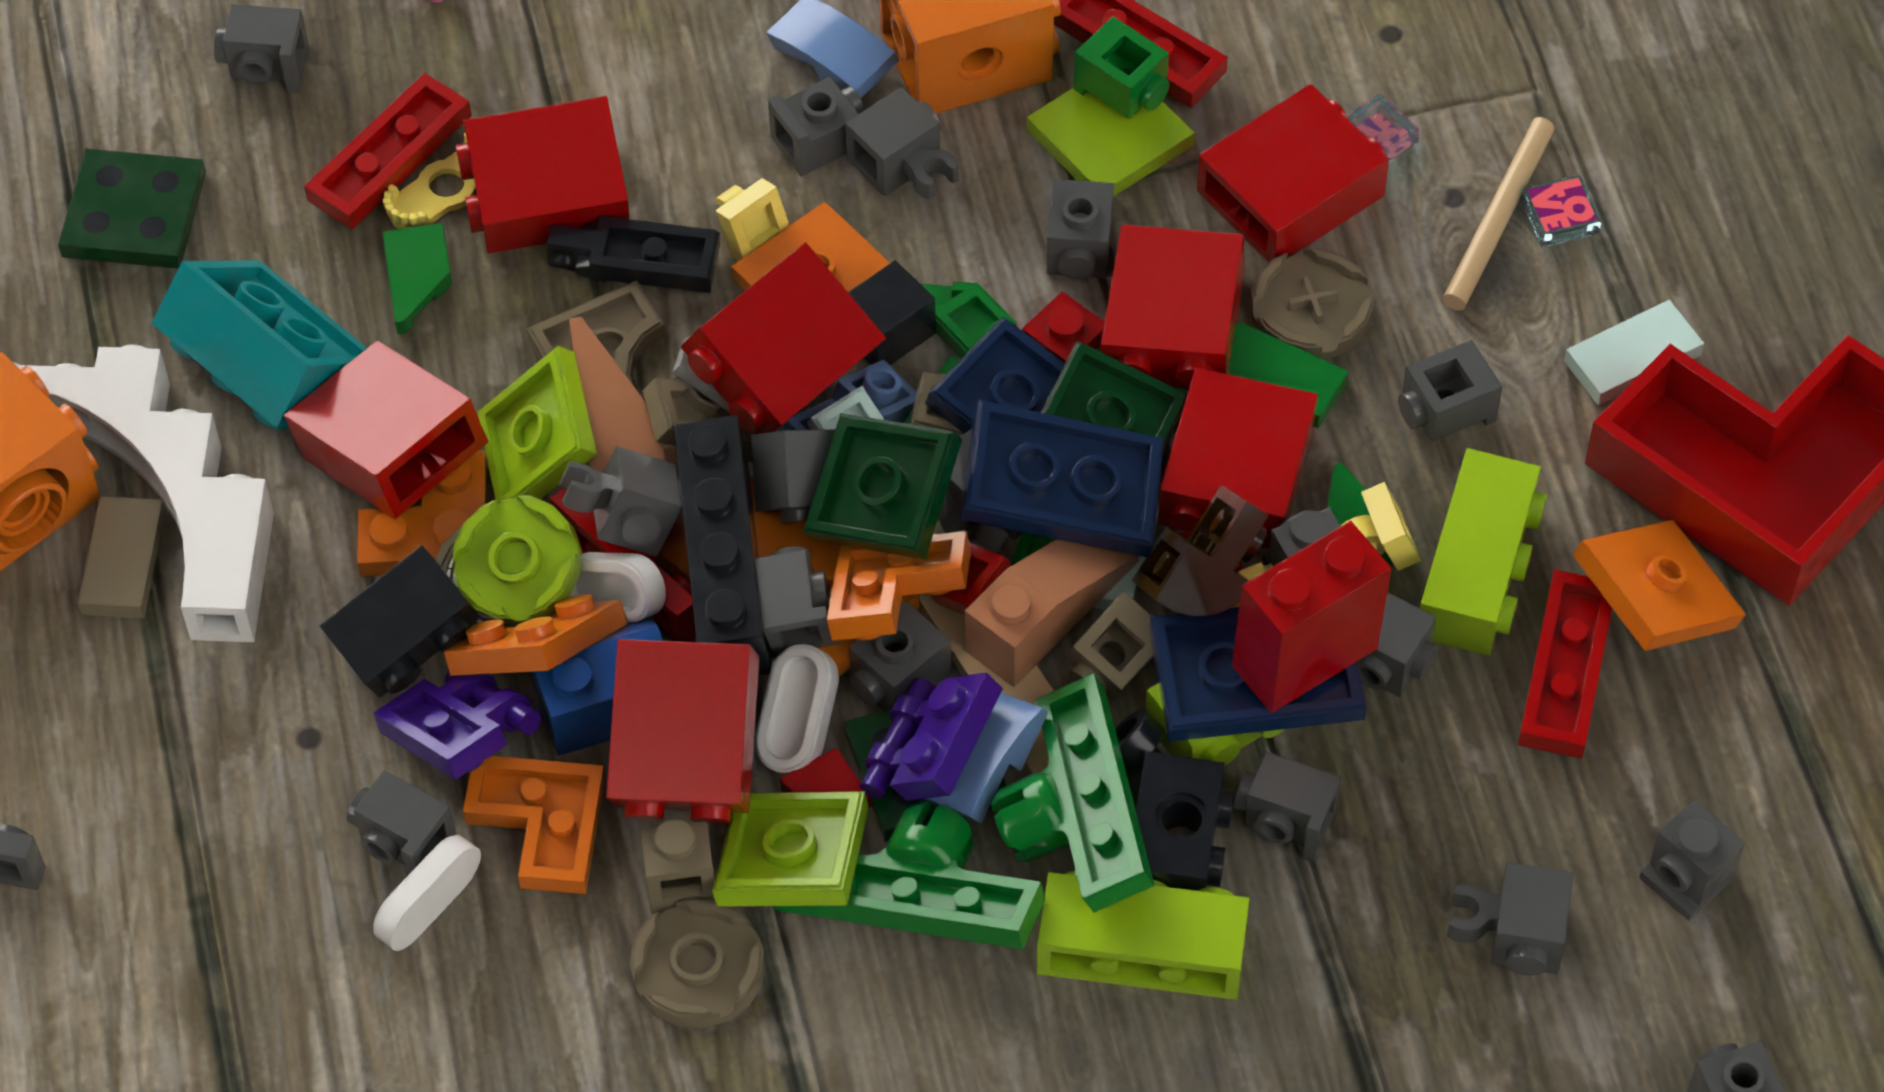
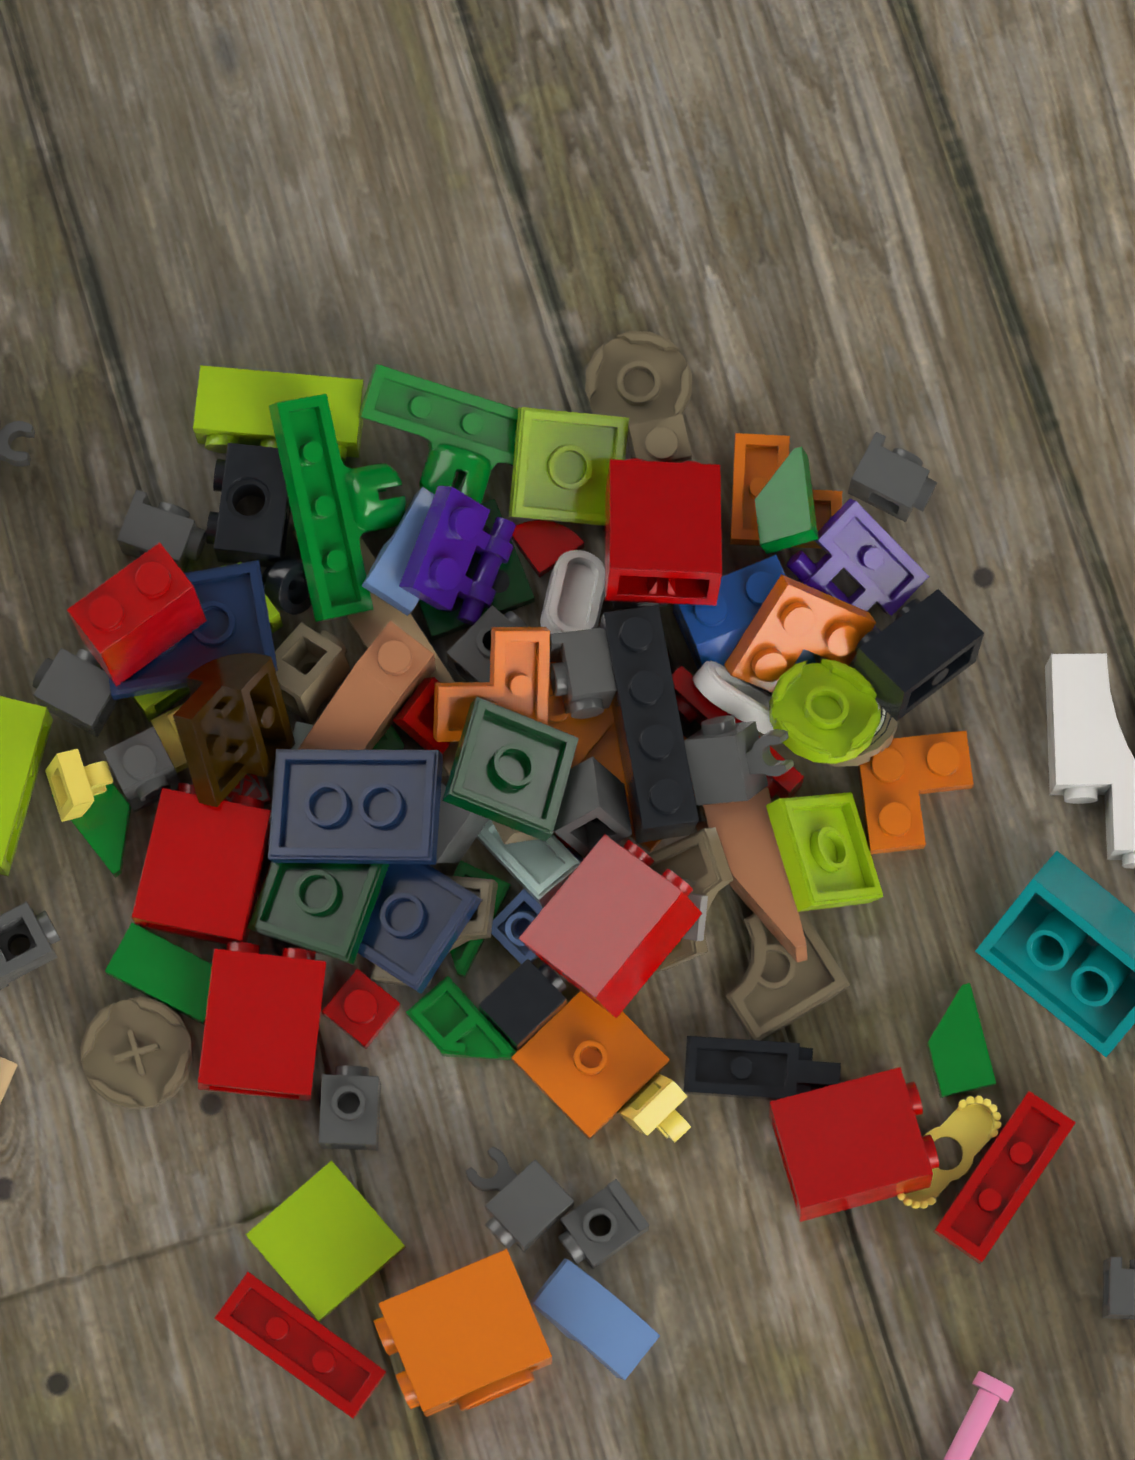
camera: 175 degrees right, 20 degrees up
(386, 429) = (959, 850): brick -> none
(426, 892) = (862, 422): white tile -> none
(531, 776) = (787, 506): none -> green tile
(1122, 69) = (336, 1283): green brick -> none
(1293, 174) = (150, 1186): red brick -> none
(1386, 124) = (73, 1254): clear light blue tile -> none

